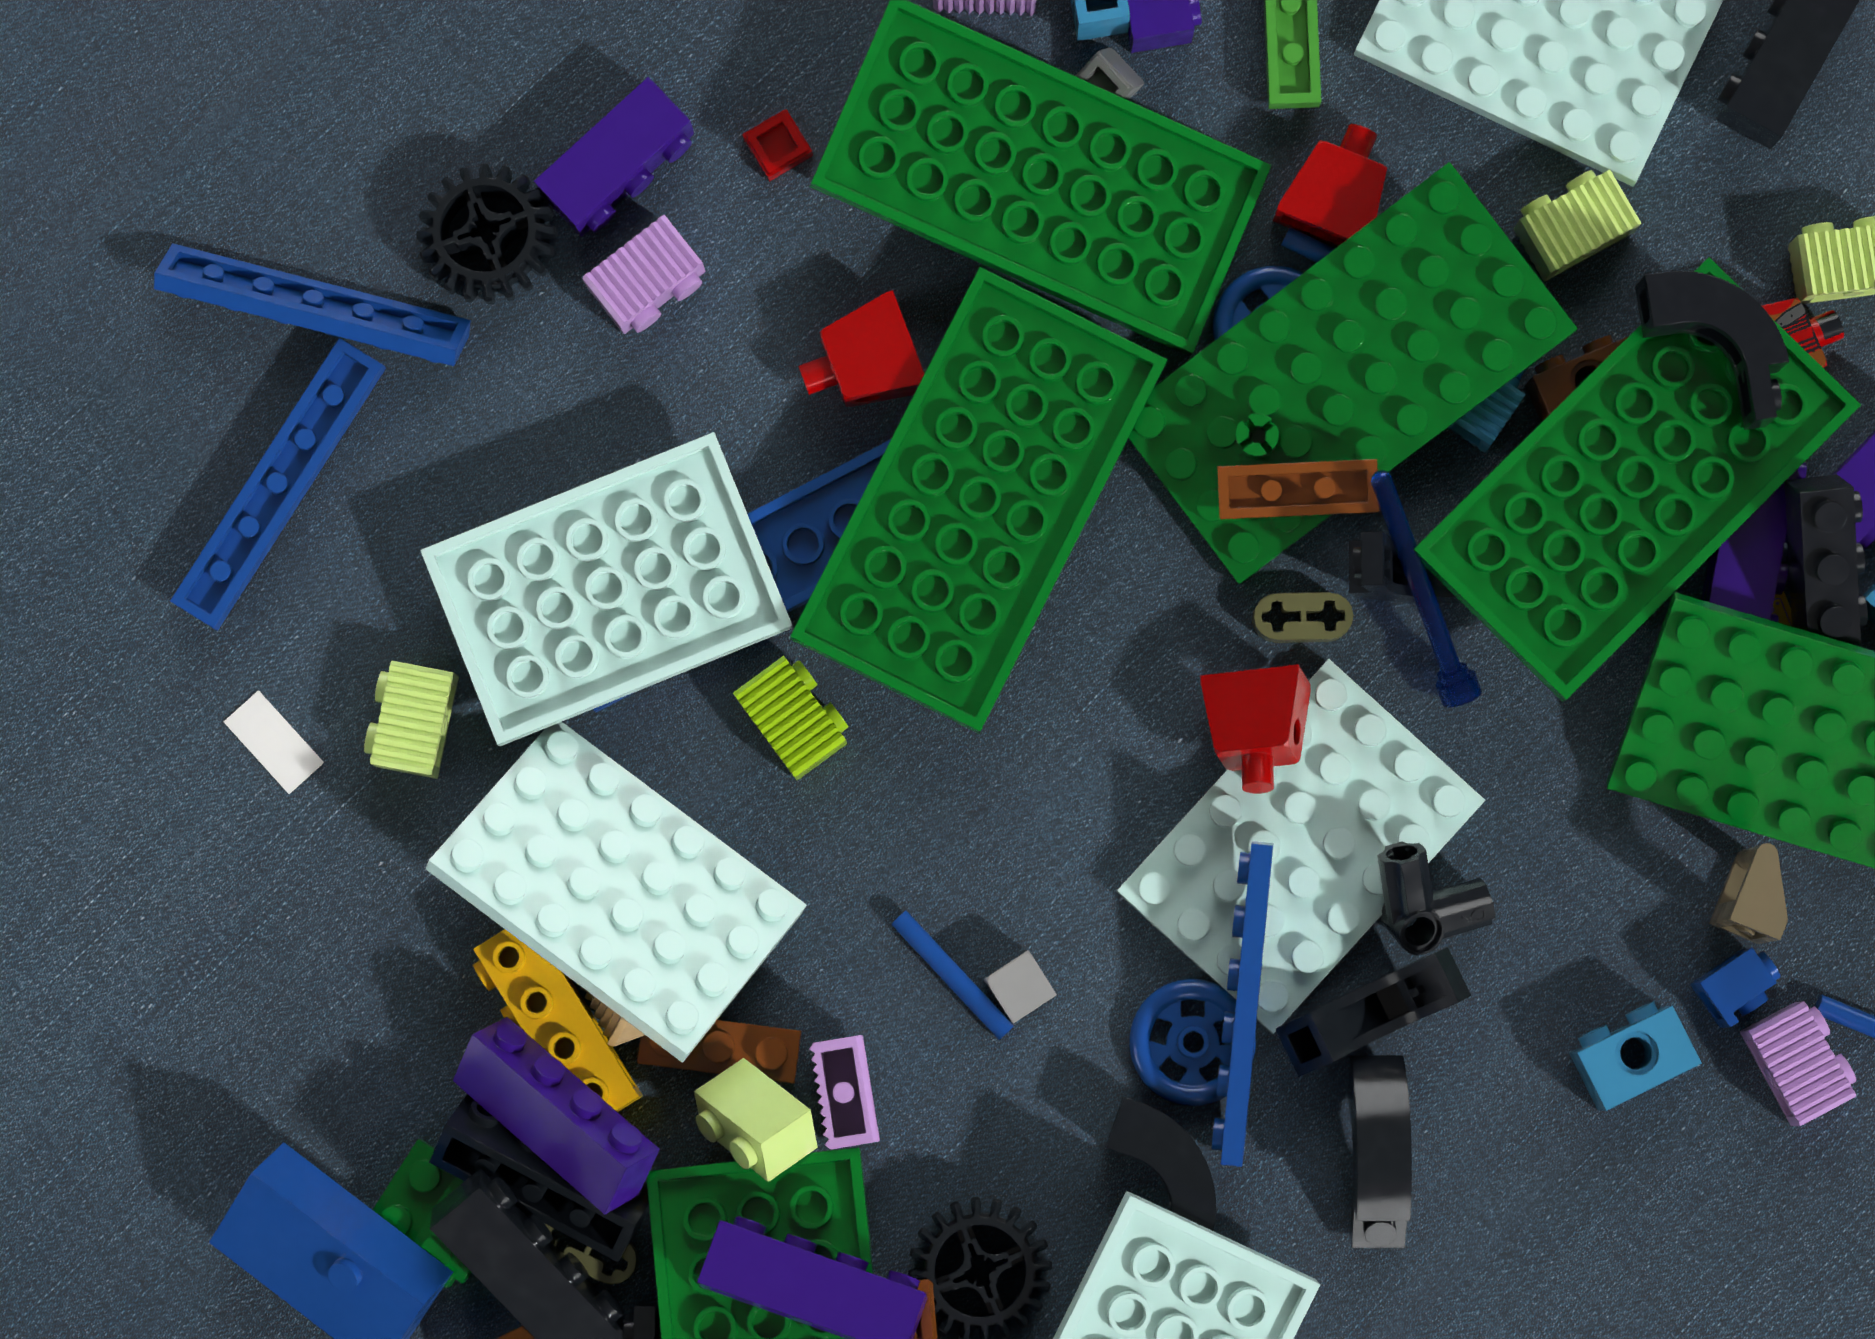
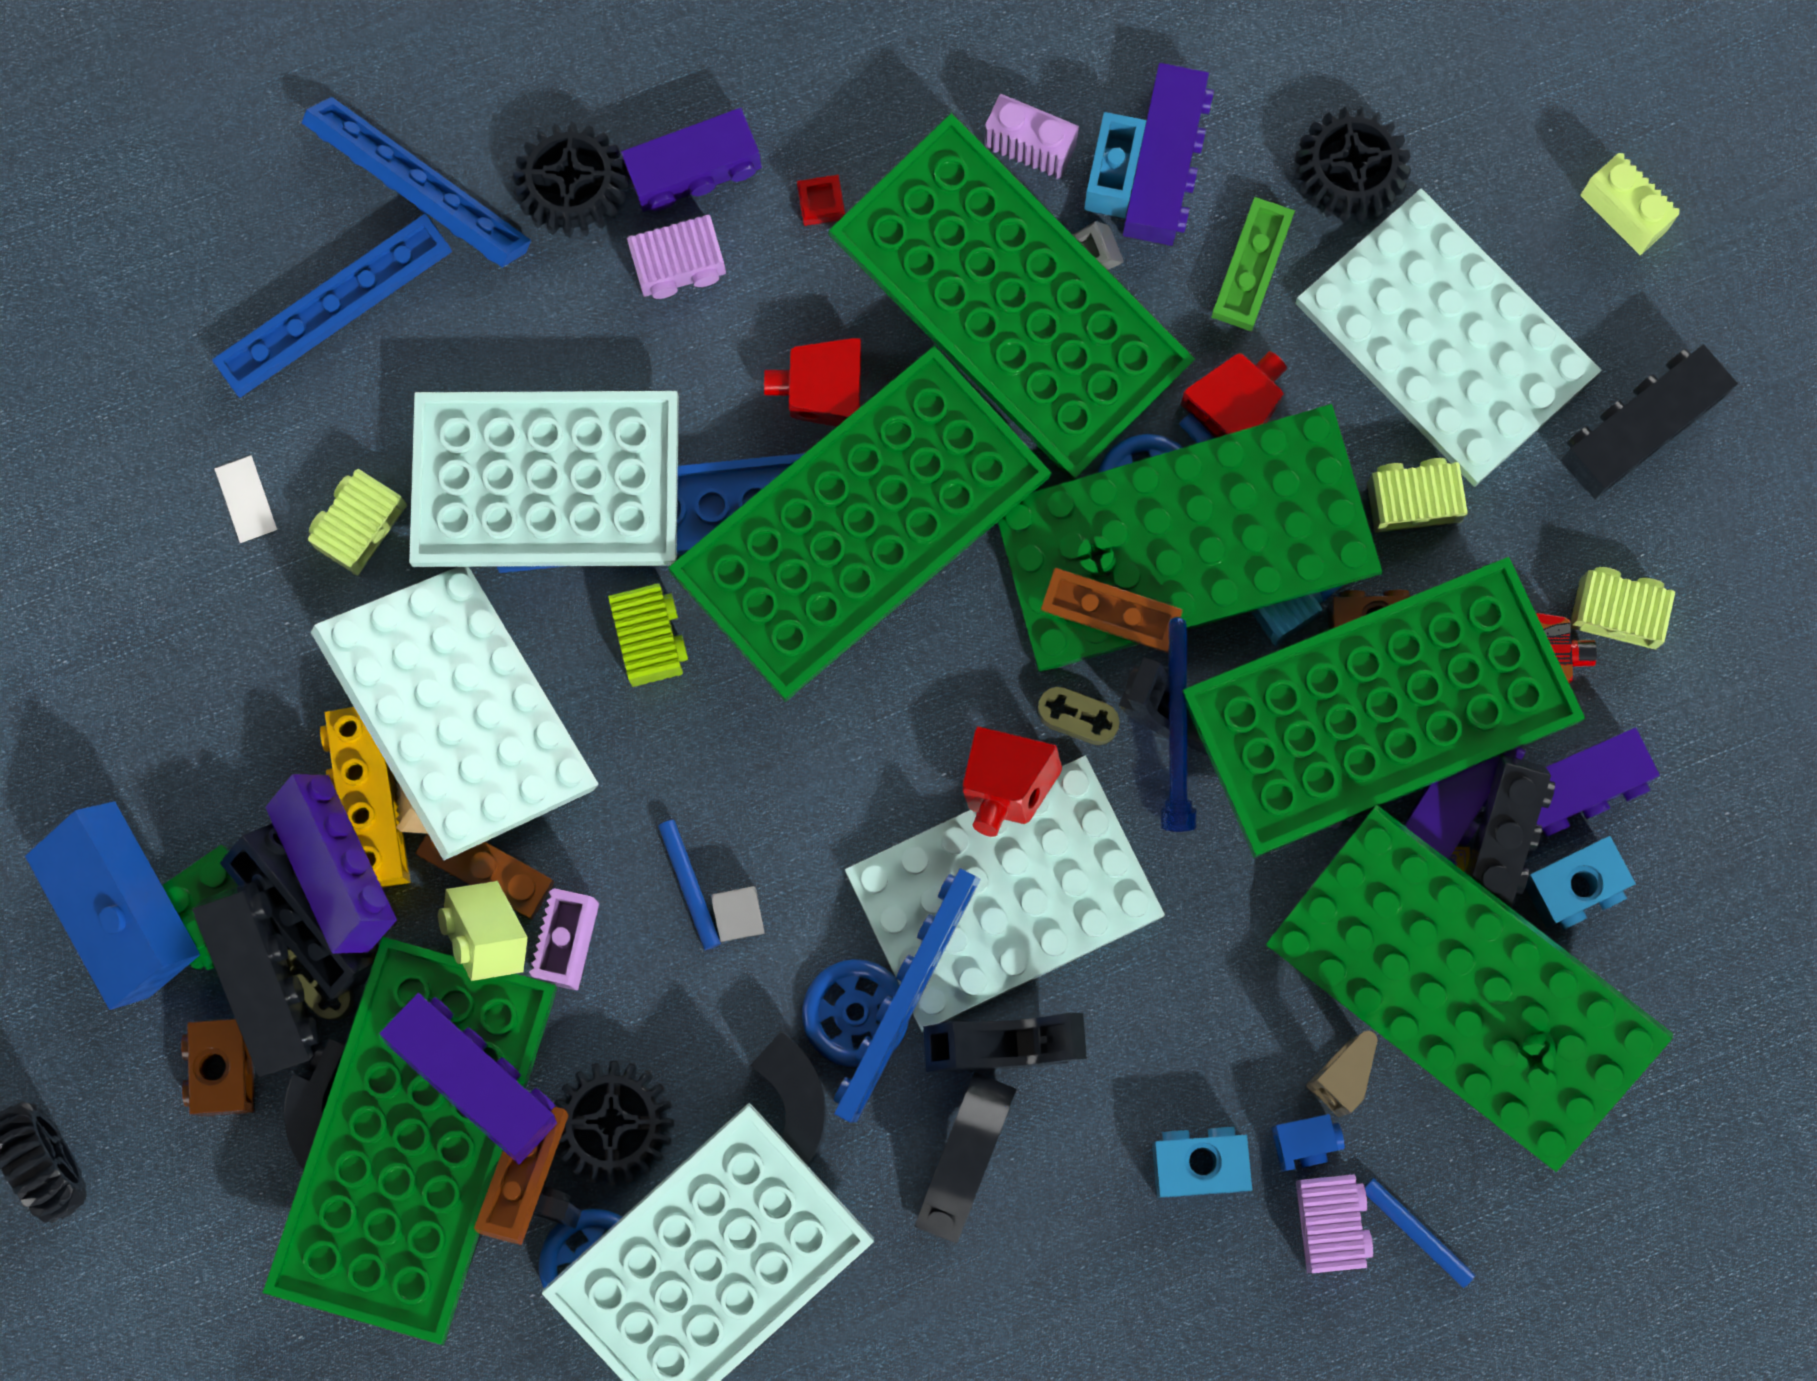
camera: 20 degrees right, 5 degrees down
(1438, 912) = (1094, 987): black piece -> none
(1729, 319) = (1504, 607): black arch -> none

